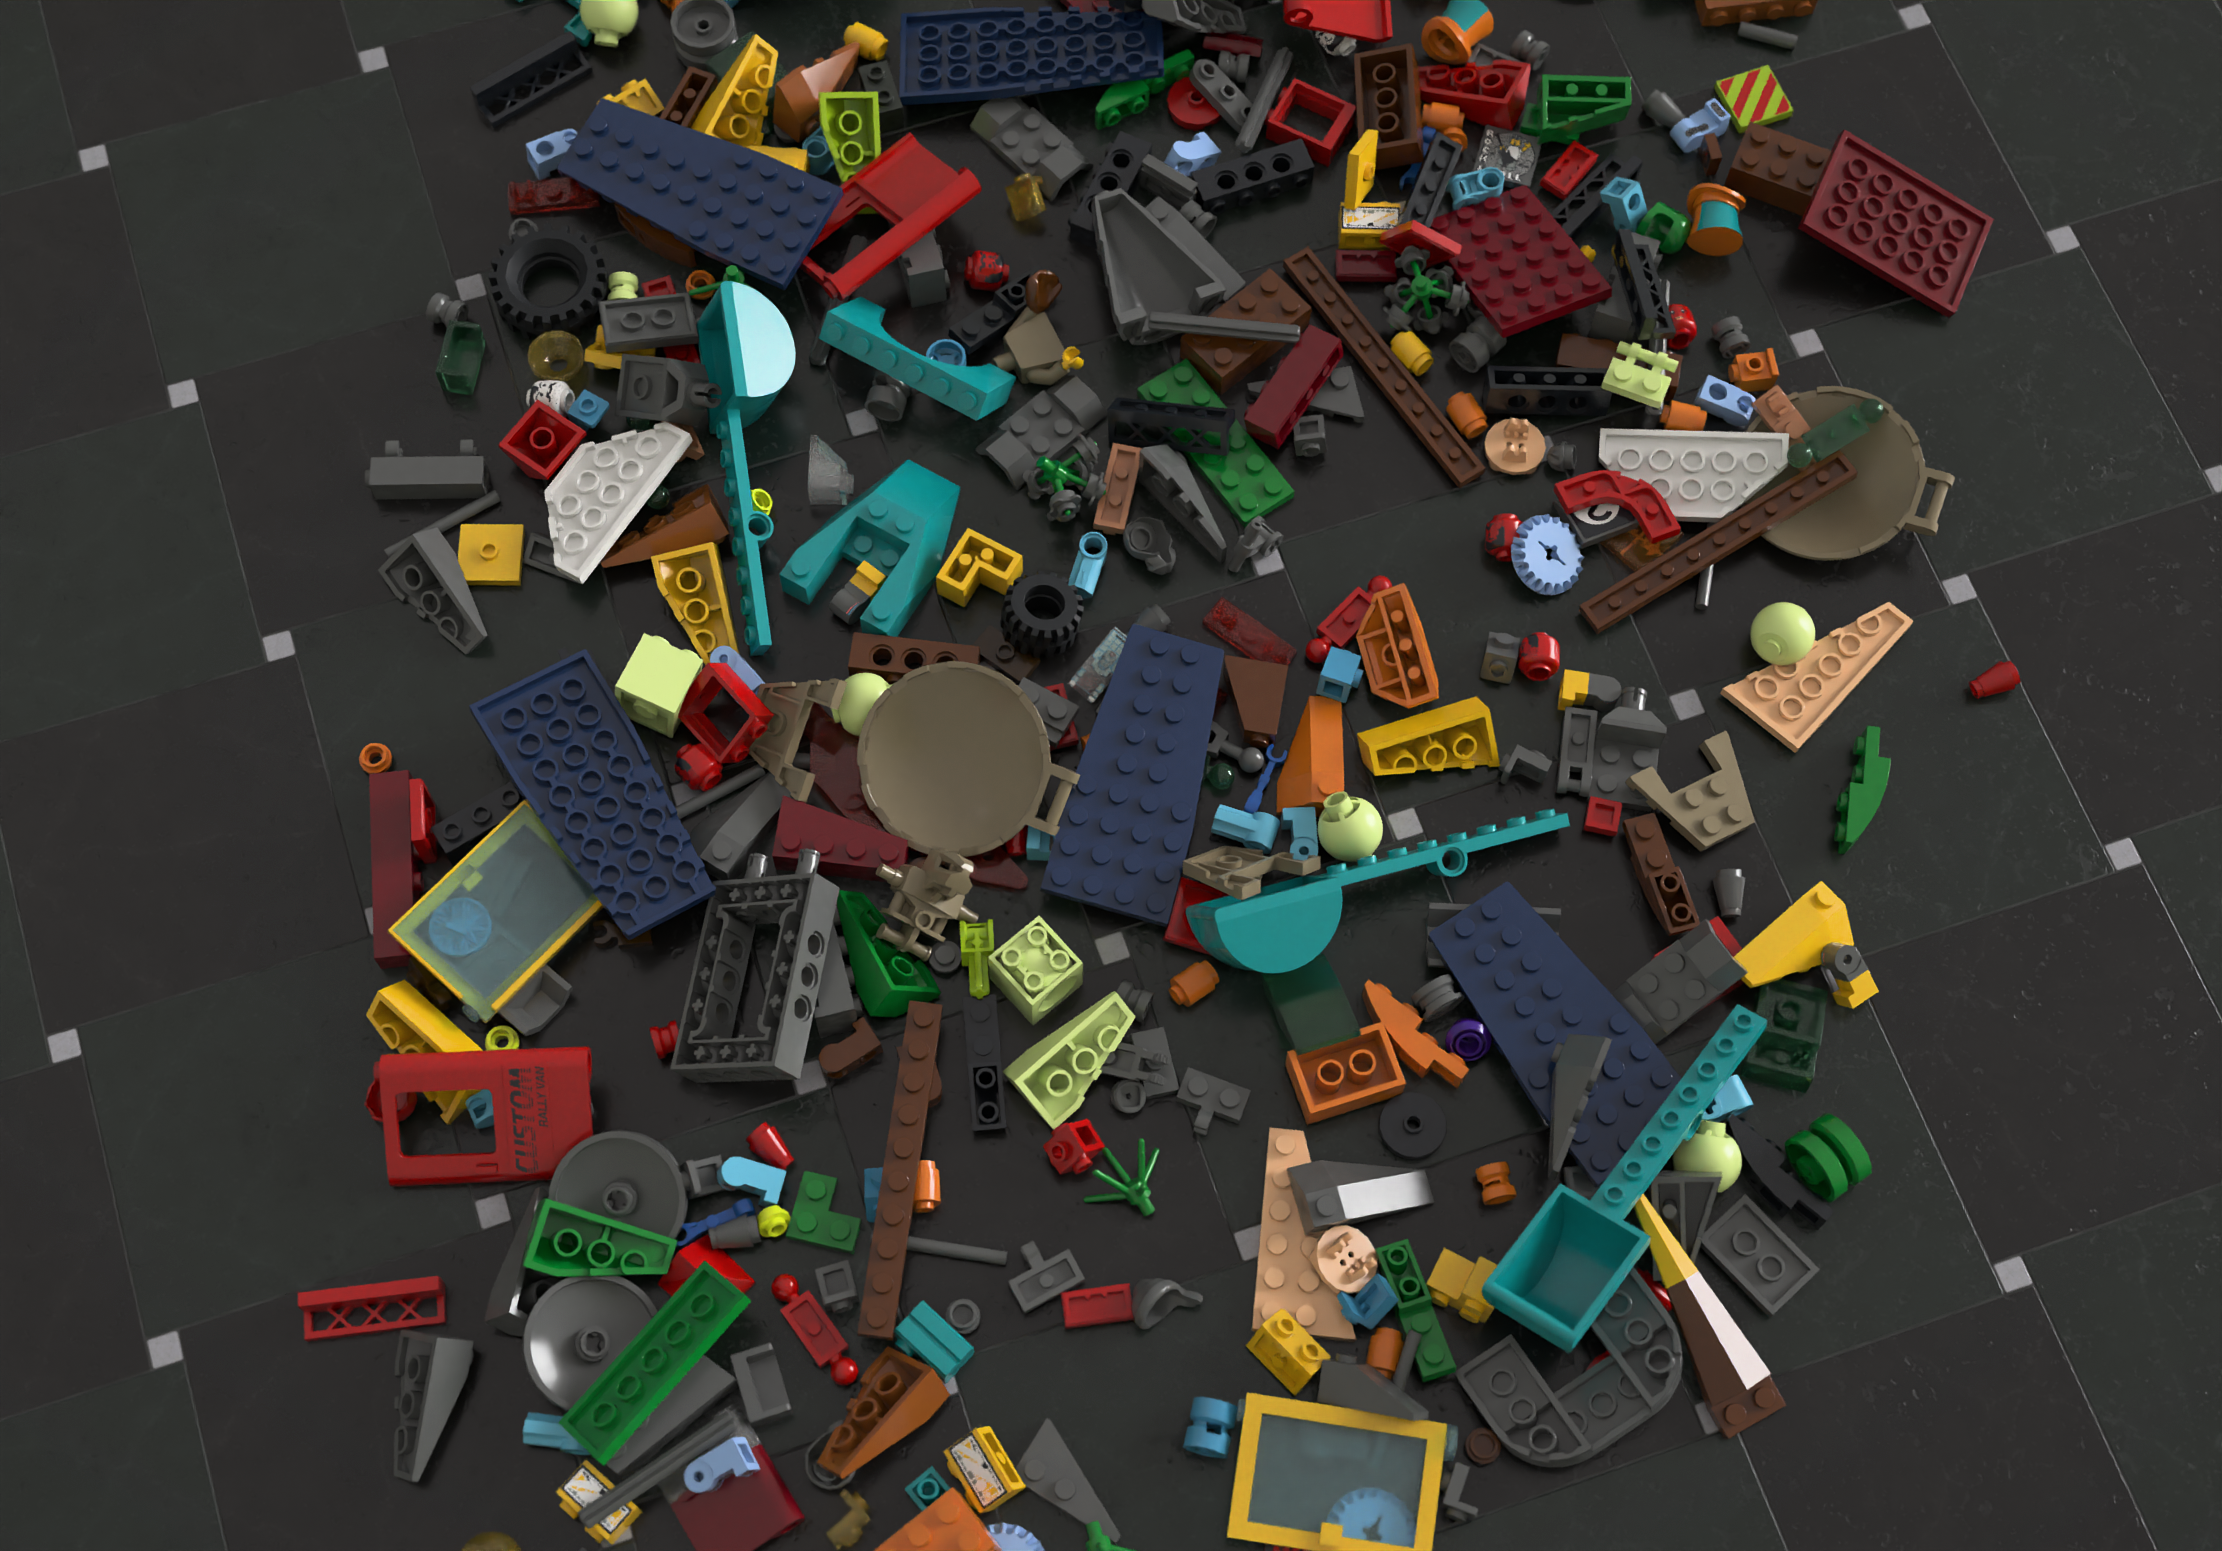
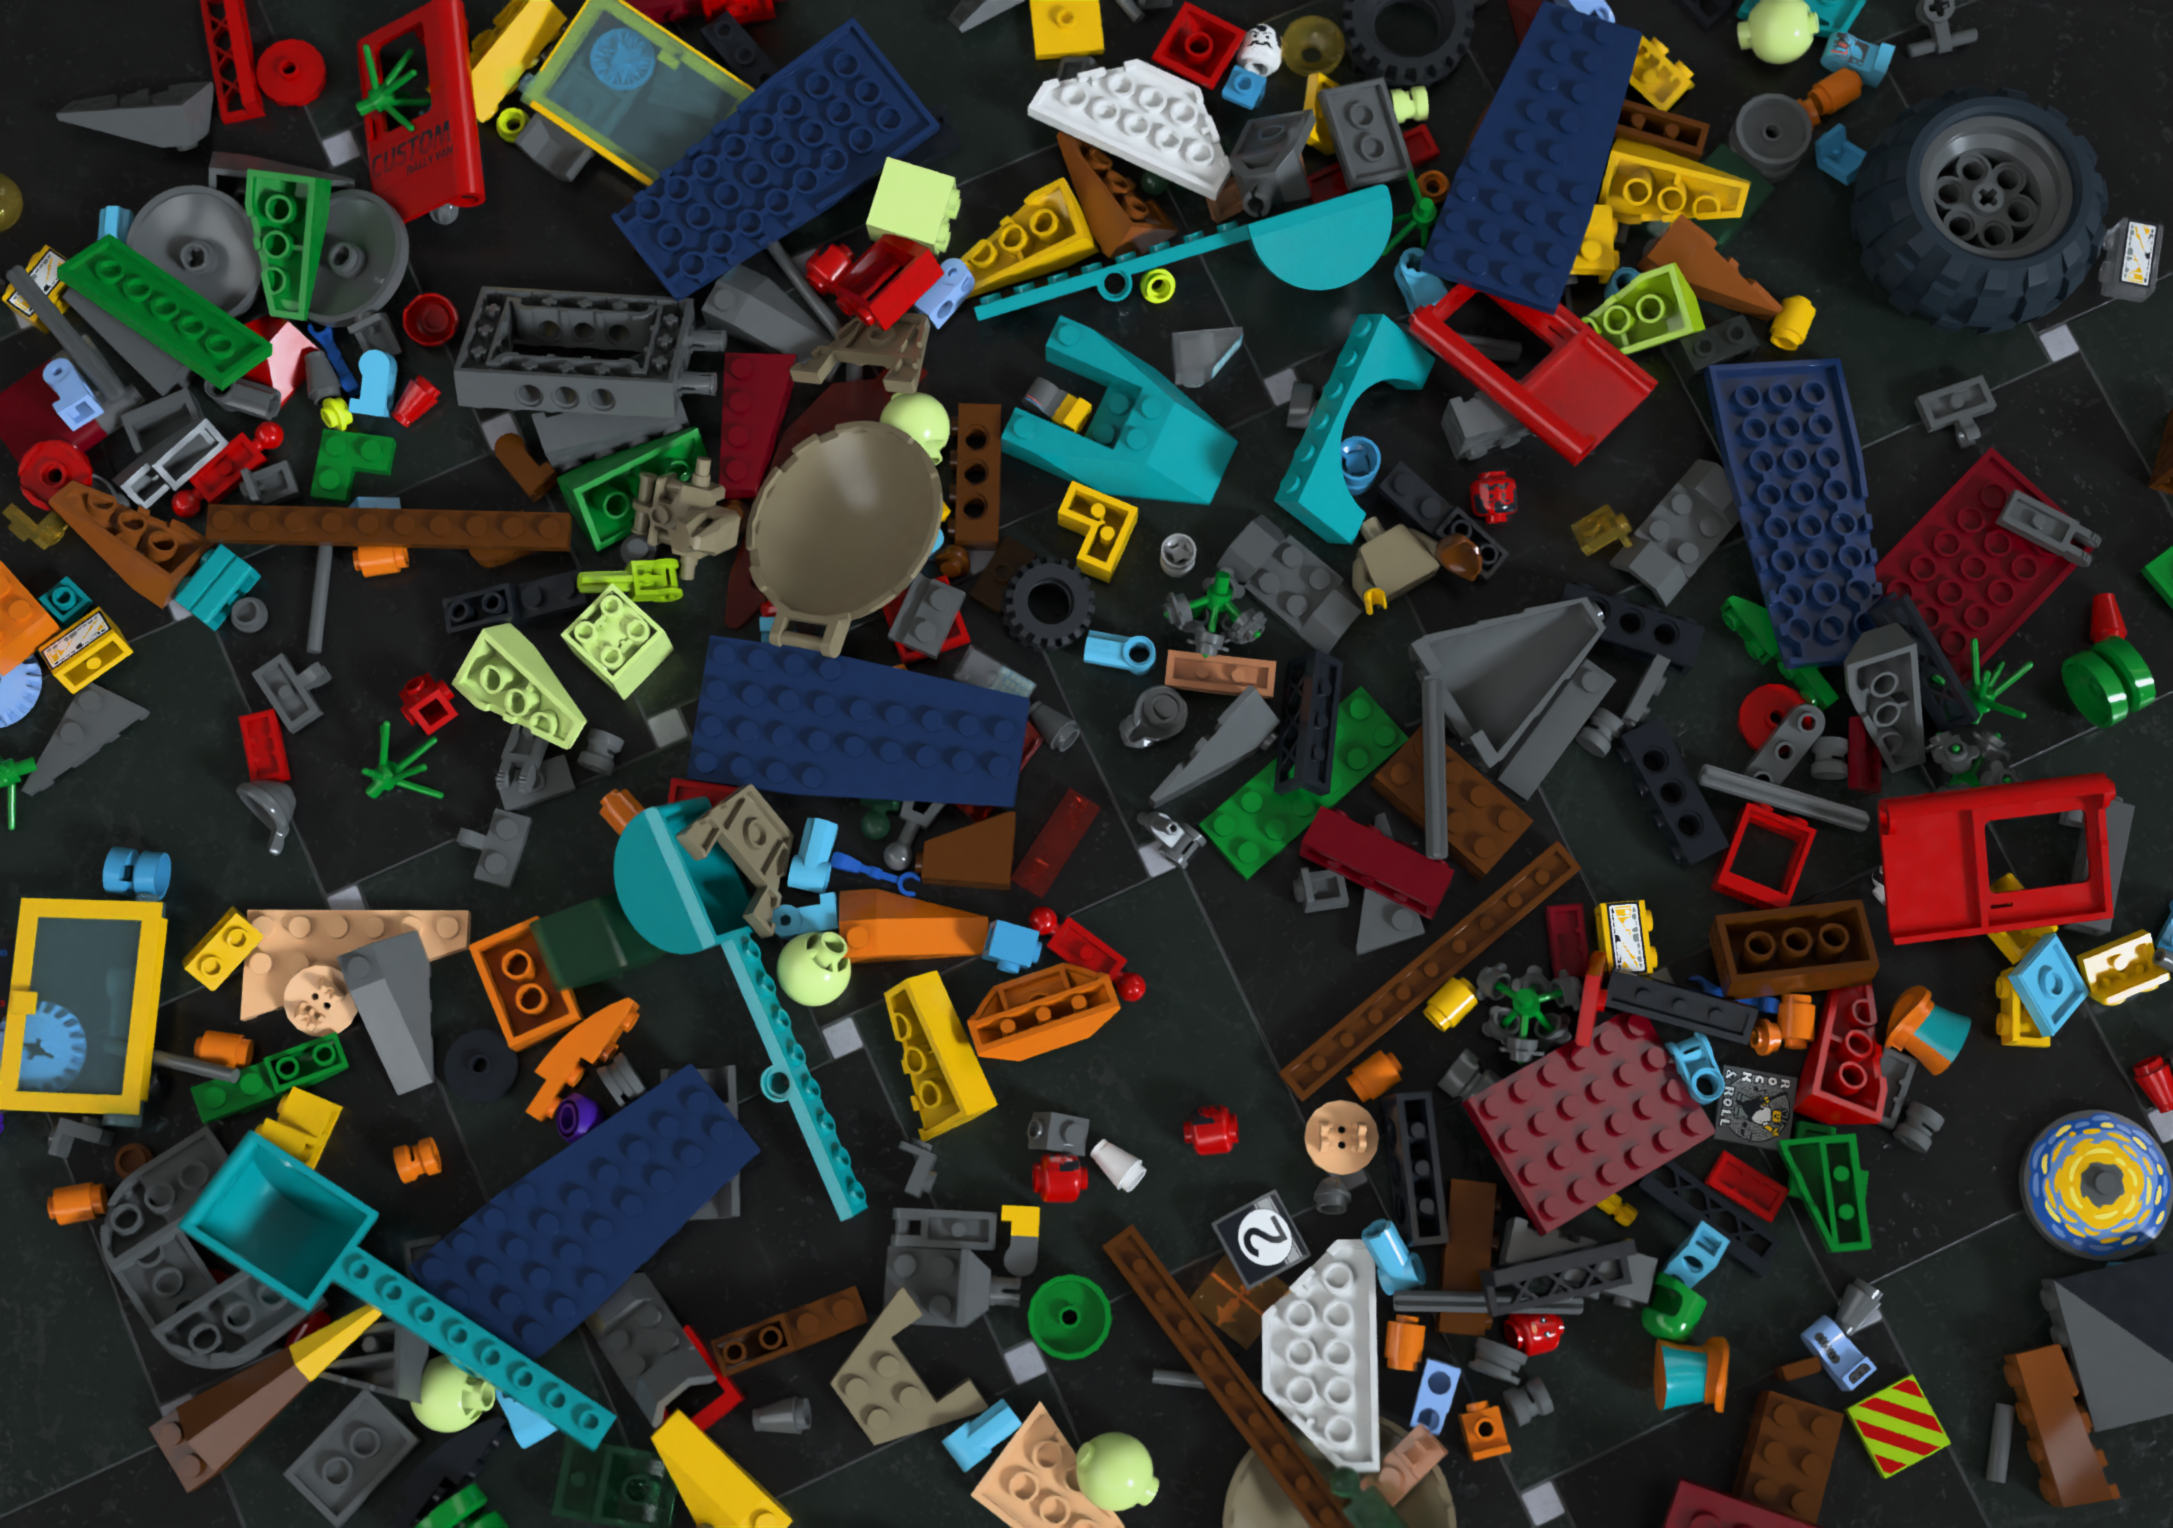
camera: 85 degrees right, 10 degrees up
(421, 1259) = (295, 88): none -> red plate
(462, 1145) = (382, 96): none -> green plant
(665, 1038) = (522, 276): red wheel -> none
(693, 1124) = (430, 319): none -> red hair
(756, 1290) = (247, 398): none -> dark grey piece
(790, 1501) = (42, 462): none -> red plate
(796, 302) = (1417, 287): none -> medium azure piece
(804, 1380) = (170, 462): none -> dark grey slope
(1005, 505) = (1179, 547): none -> light grey wheel
(1128, 1096) = (489, 757): dark grey tile -> none
(1191, 156) = (1683, 718): light blue leg -> none
(1360, 169) = (1683, 916): yellow plate -> none
(1364, 1389) = (171, 1029): dark grey slope -> none
(1370, 1303) = (270, 1026): dark azure bracket -> none
(1520, 1497) = (77, 1203): none -> orange brick
(1529, 555) = (1181, 1158): light blue gear -> none
(1530, 611) = (1119, 1166): none -> white cone
(1573, 1078) = (510, 1228): dark grey wedge -> none
(1602, 816) = (865, 1263): red plate -> none
(1611, 487) = (1284, 1267): red plate -> none
(1618, 414) = (1395, 1264): none -> medium azure piece
(1637, 382) = (1425, 1273): yellowish green plate -> none
(1657, 655) = (1092, 1315): none -> green wheel
(1700, 352) = (1497, 1360): none -> dark grey wheel
(1752, 743) = (975, 1439): none -> medium azure piece

